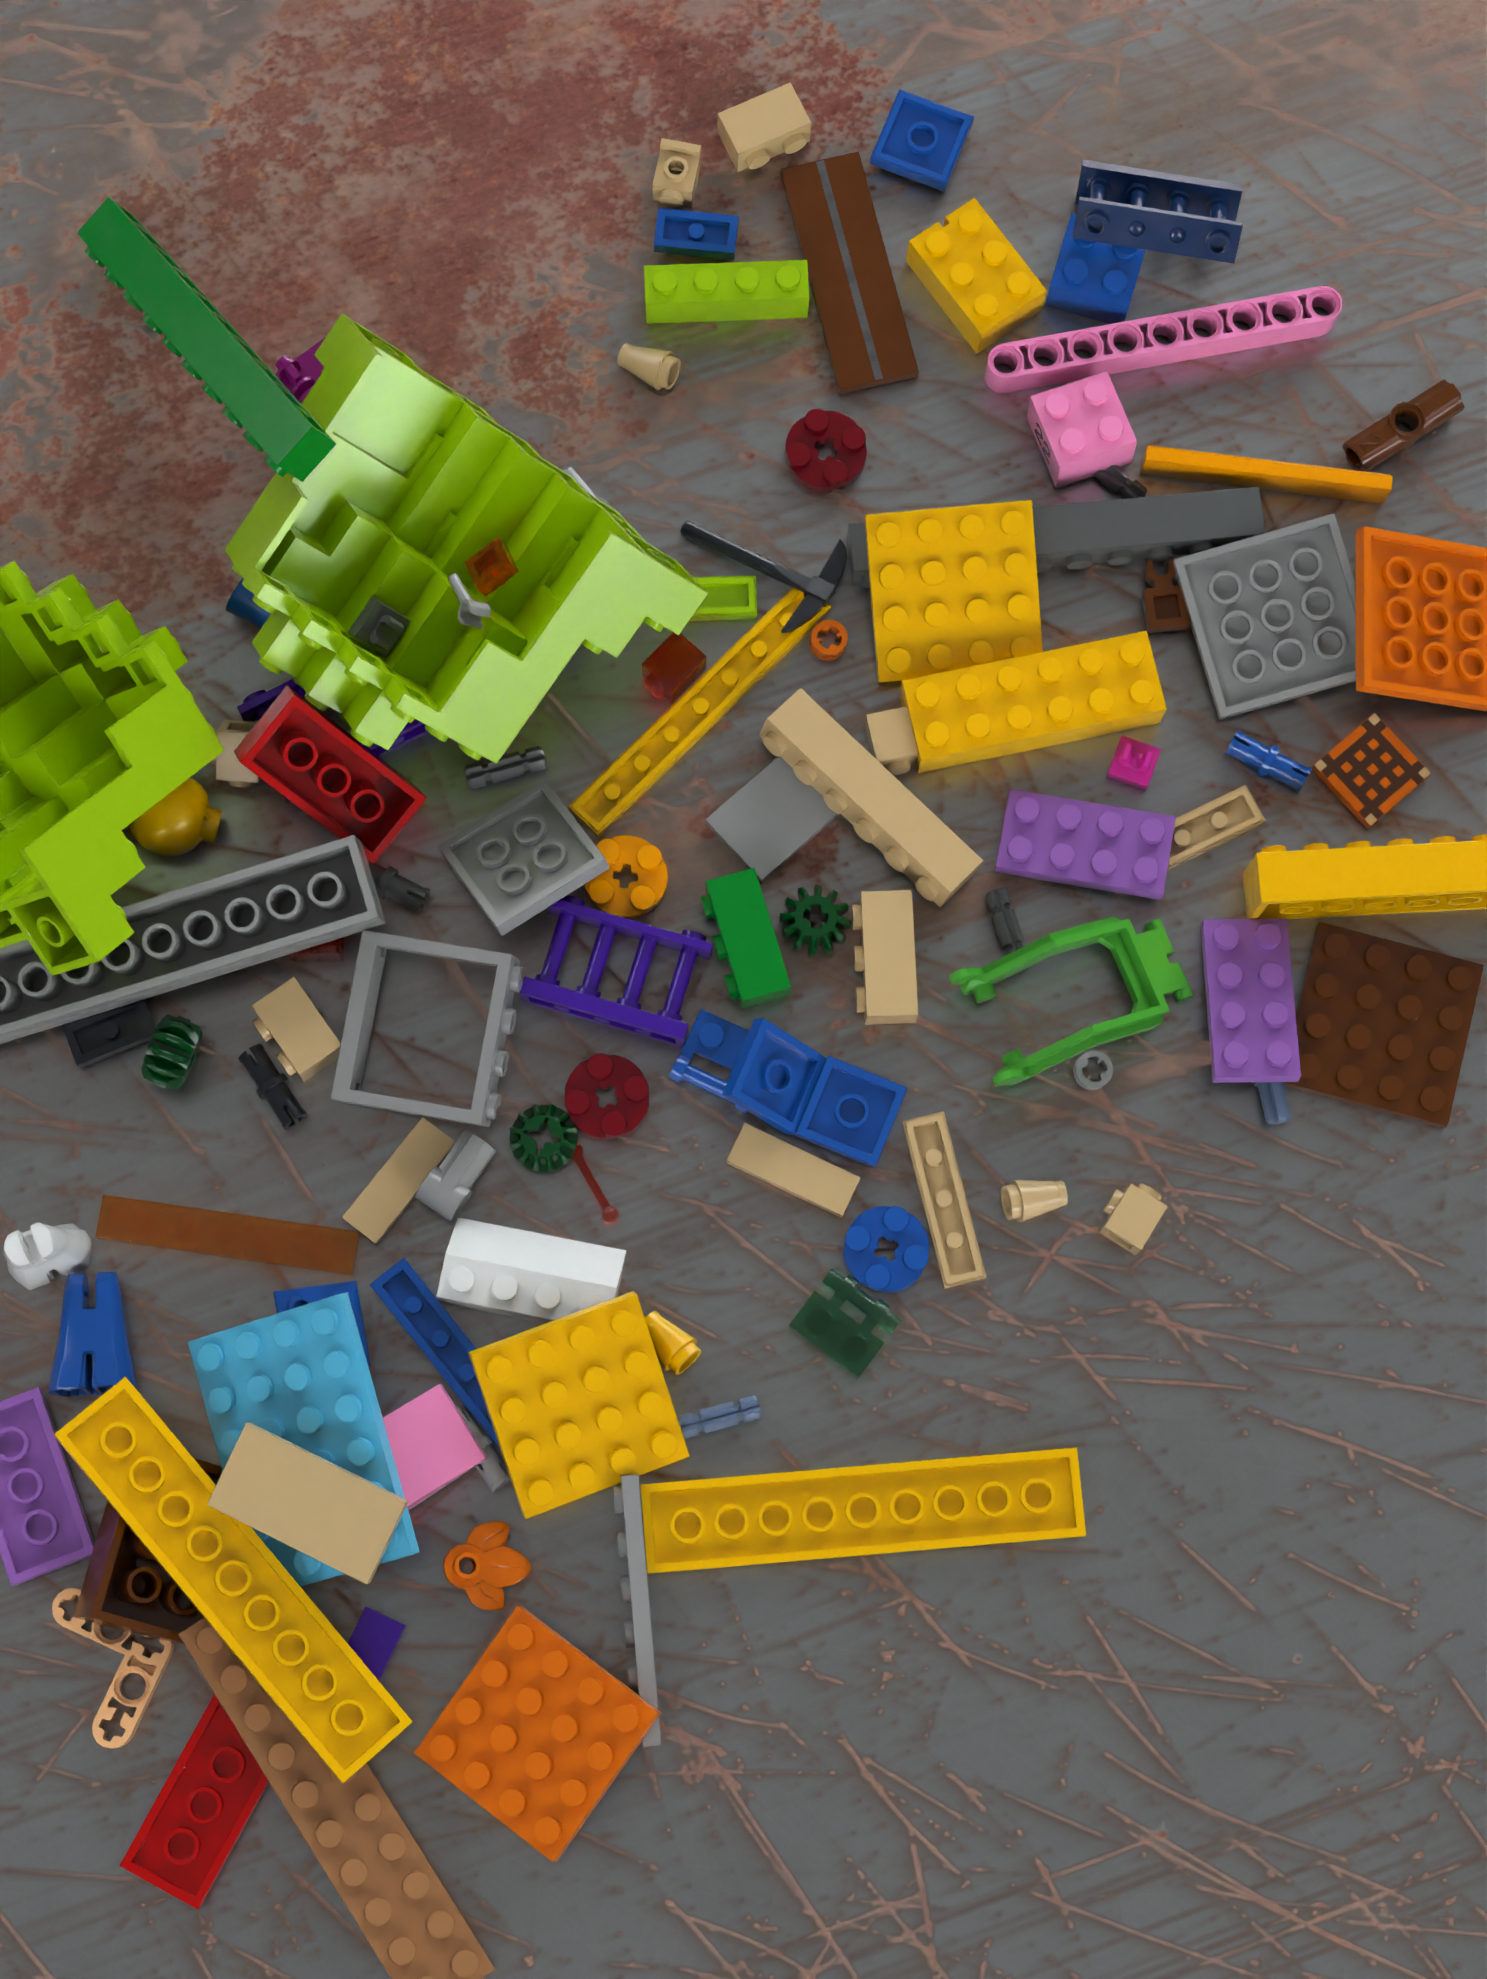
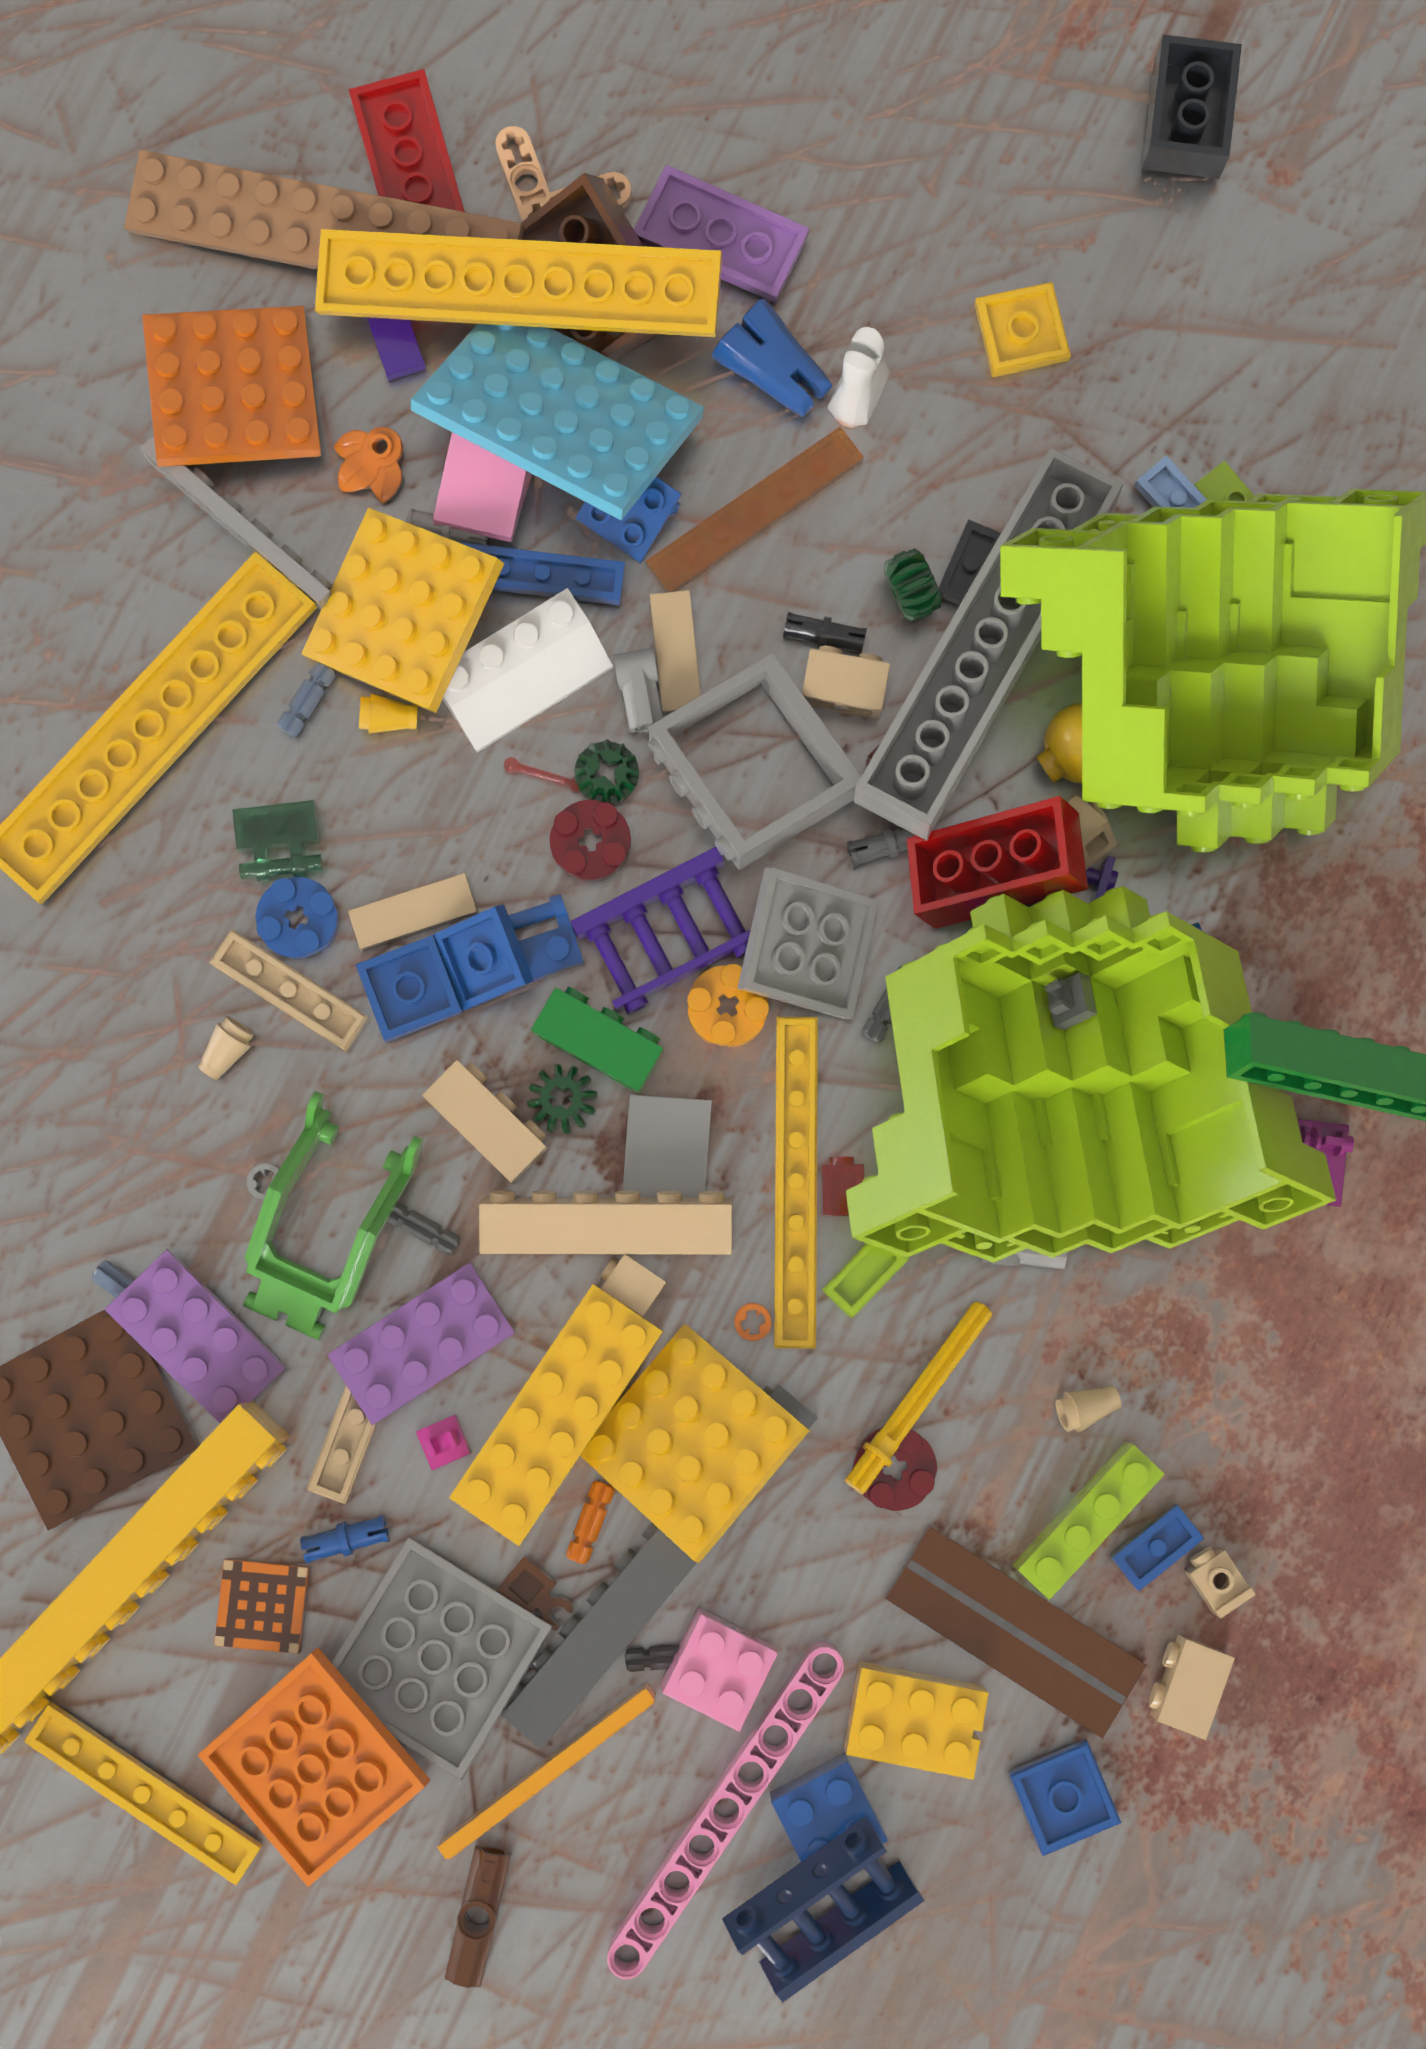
camera: 140 degrees right, 5 degrees up
(307, 1503) = (510, 363): tan tile -> none
(469, 610) = (1010, 1061): light grey hand -> none
(491, 567) = (1032, 1114): clear red plate -> none
(762, 475) = (917, 1399): none -> yellow axle
(816, 590) = (794, 1347): black piece -> none
(1079, 611) = (590, 1522): none -> orange axle
(1133, 1216) = (141, 1099): tan brick -> none

